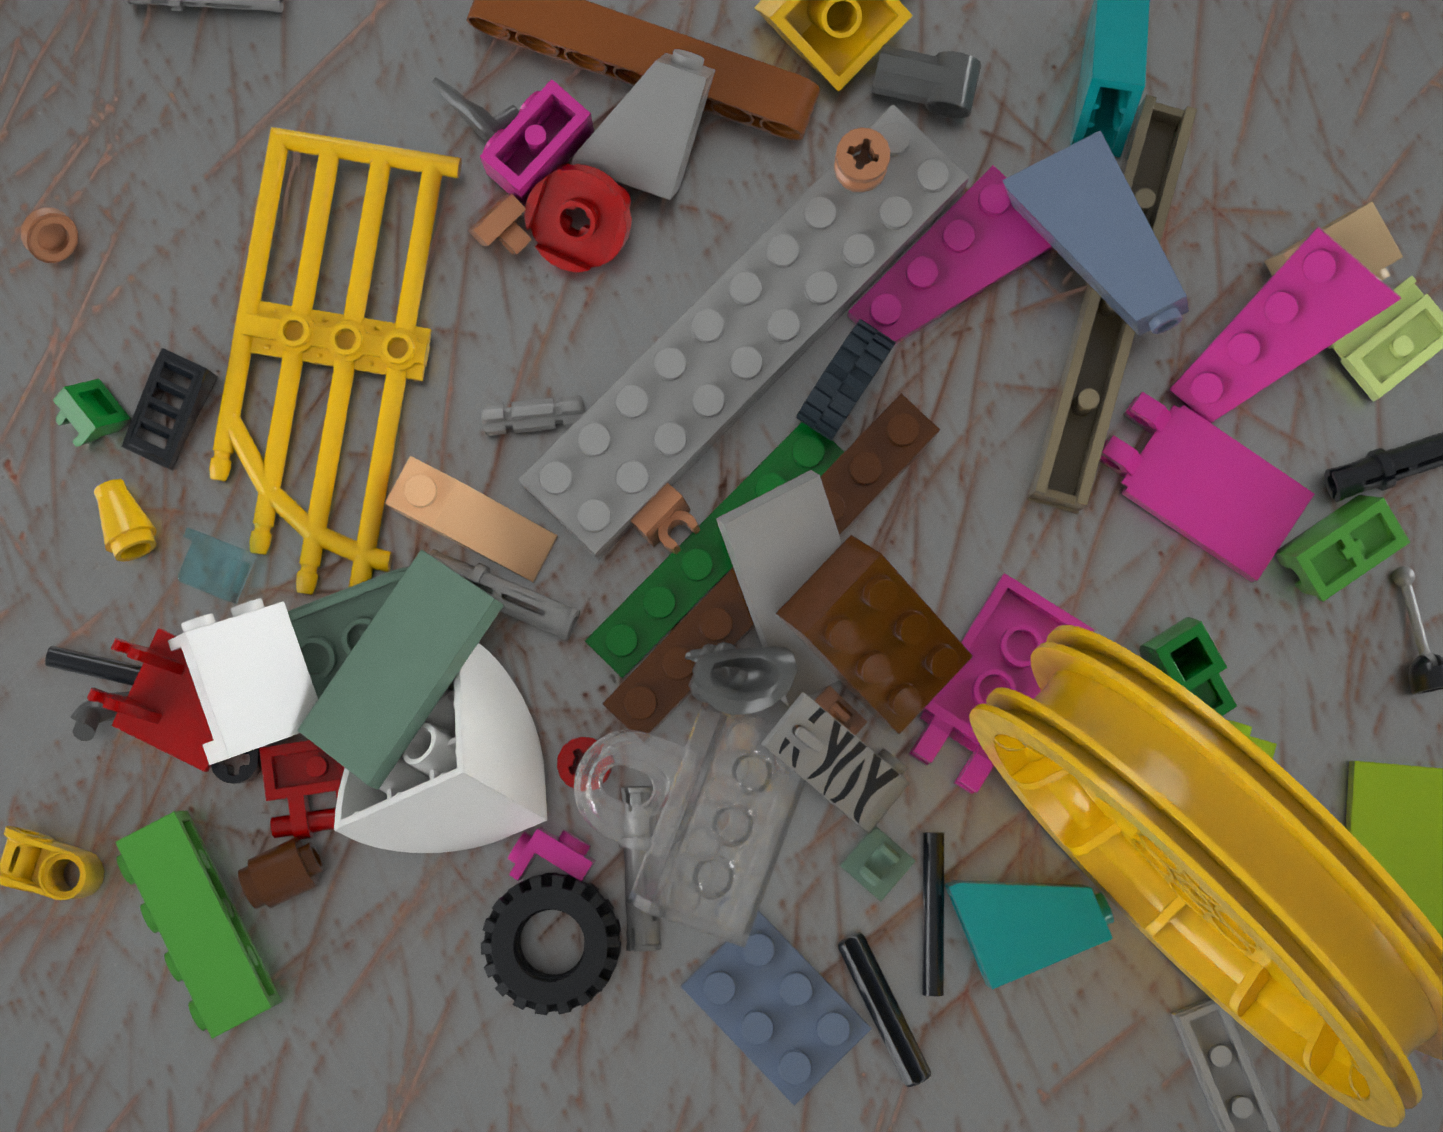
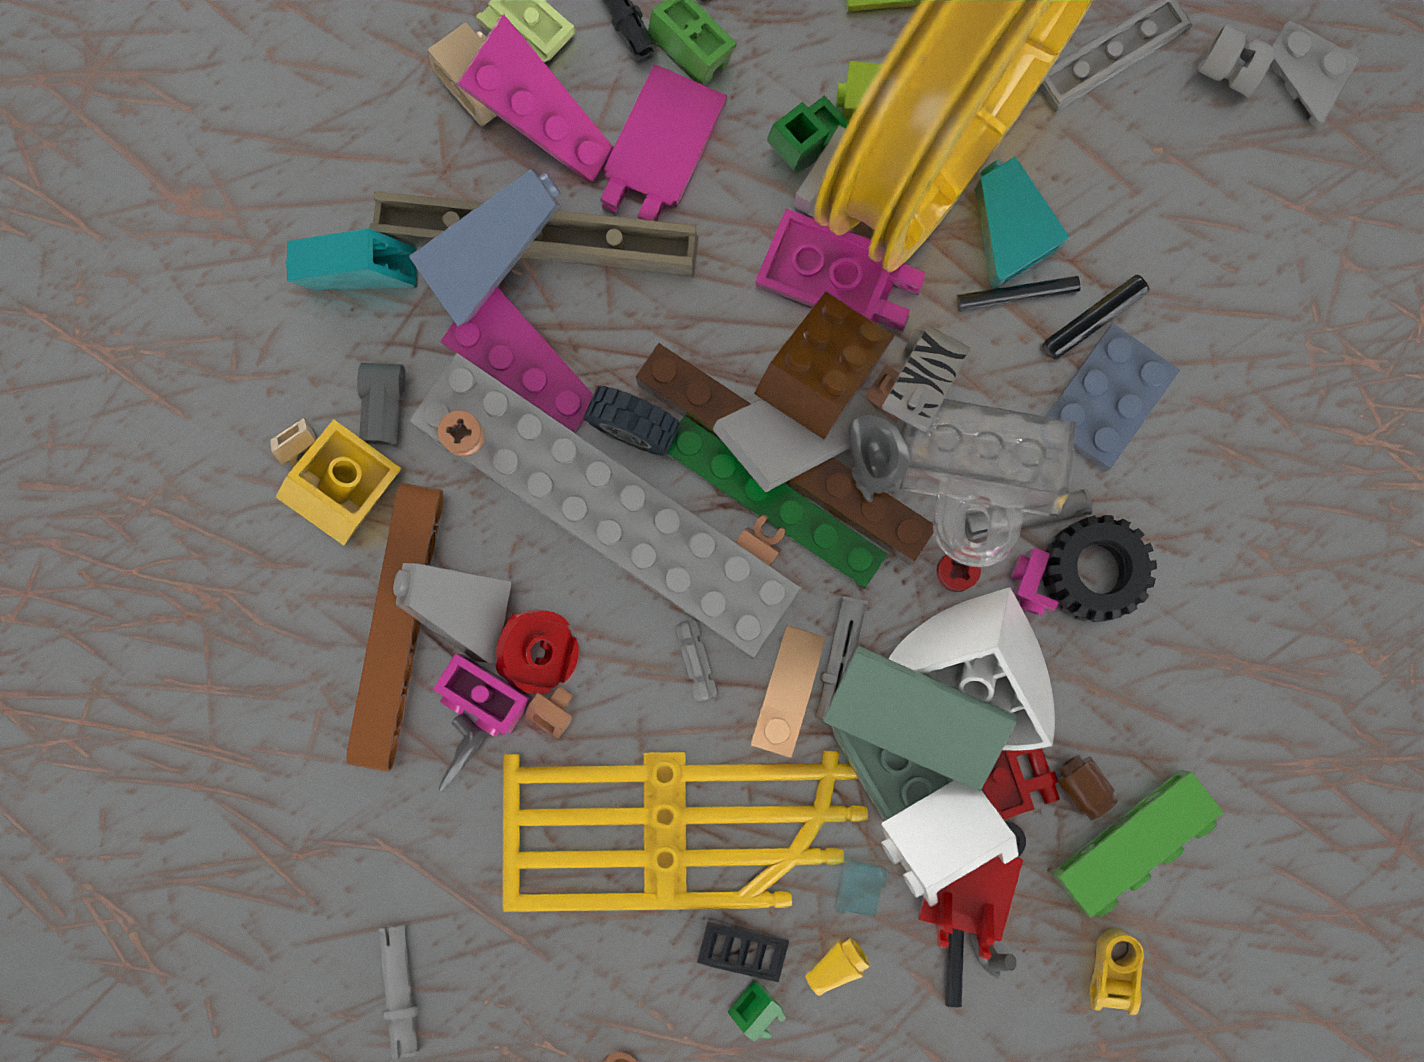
camera: 95 degrees left, 0 degrees up
(877, 863) = (990, 340): sand green tile -> none

